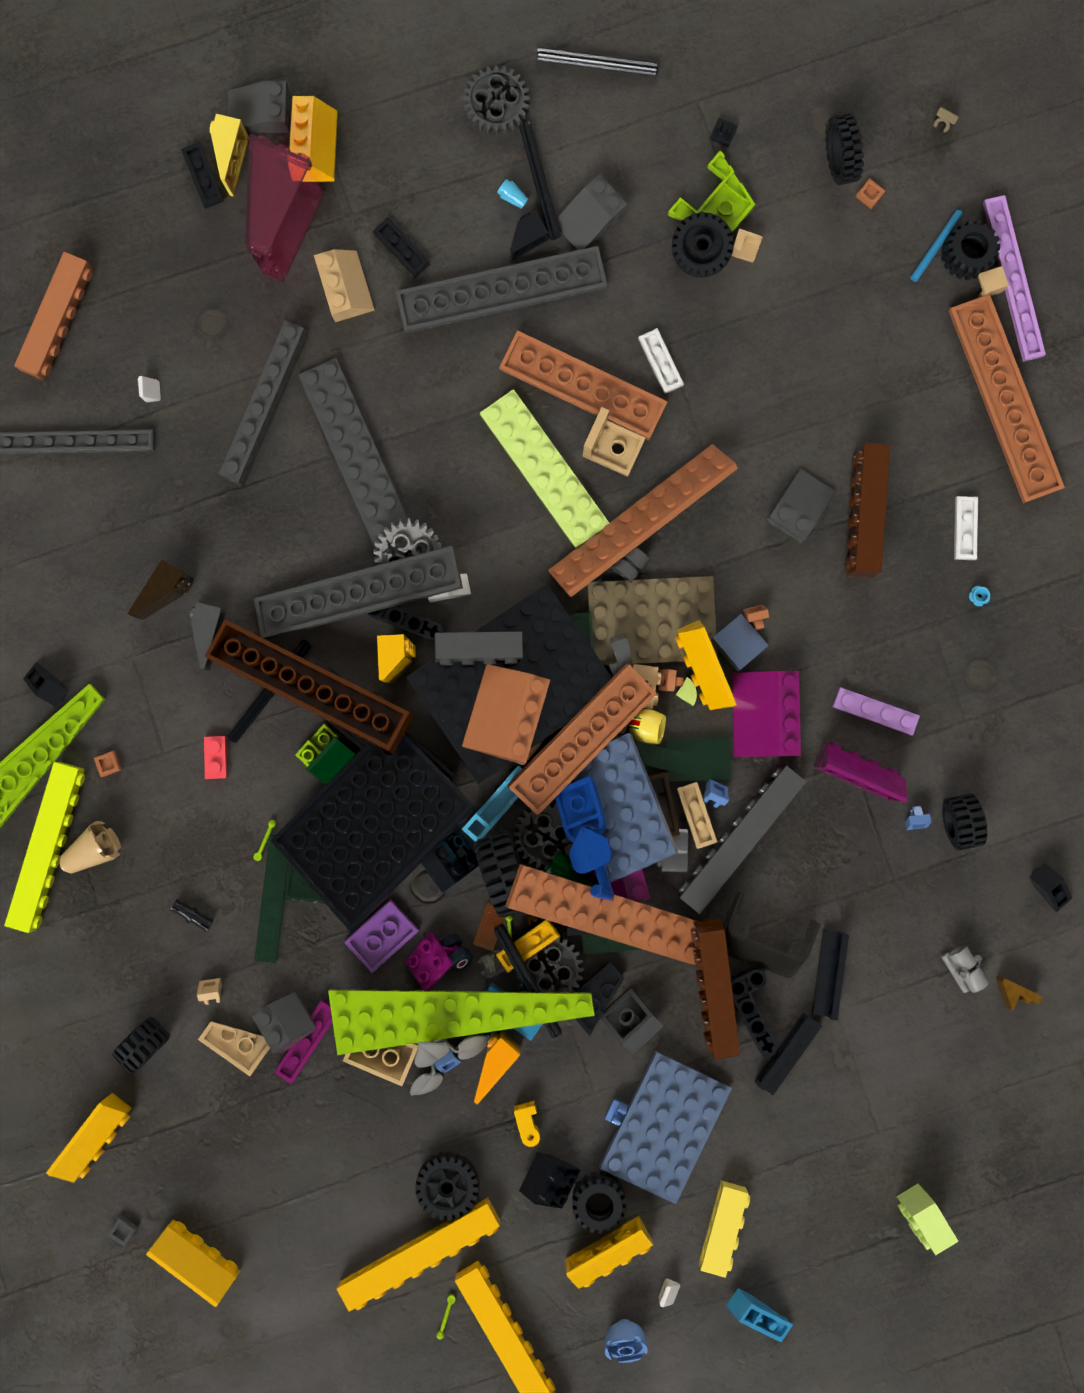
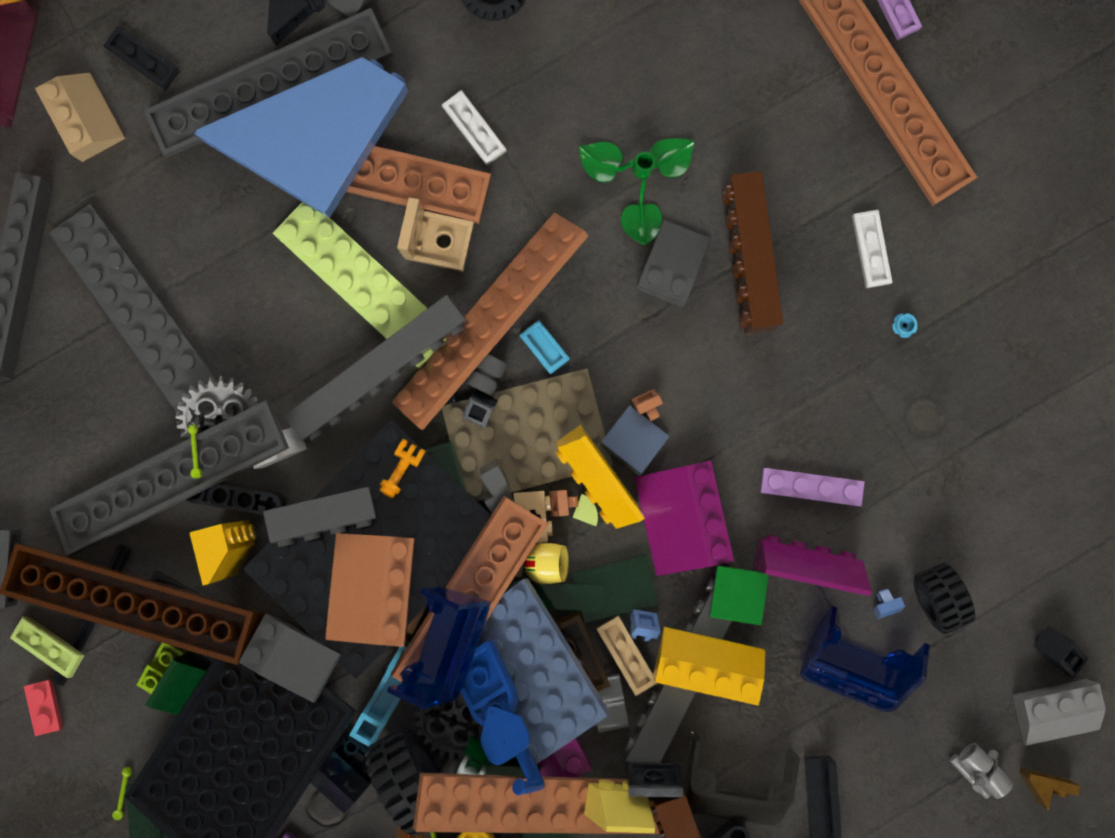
camera: 15 degrees left, 0 degrees up
(229, 708) = (47, 646): none -> yellowish green tile
(383, 592) = (196, 472): none -> lime hinge
(431, 754) = (290, 657): none -> dark grey slope
(532, 338) = (313, 133): none -> medium blue slope
(537, 636) = (390, 487): none -> light orange hinge
(542, 540) = (376, 368): none -> dark grey brick
(558, 772) = (447, 649): none -> clear blue windscreen
(619, 590) = (480, 408): none -> black slope
(668, 928) = (615, 811): none -> light yellow slope
(681, 552) = (544, 347): none -> medium azure tile
(700, 914) = (654, 779): none -> black tile
(764, 834) = (710, 666): none -> yellow slope
(798, 784) = (738, 595): none -> green tile
(816, 417) = (669, 155): none -> green plant
(883, 870) = (860, 673): none -> clear blue windscreen
(1039, 936) = (1059, 711): none -> light grey slope

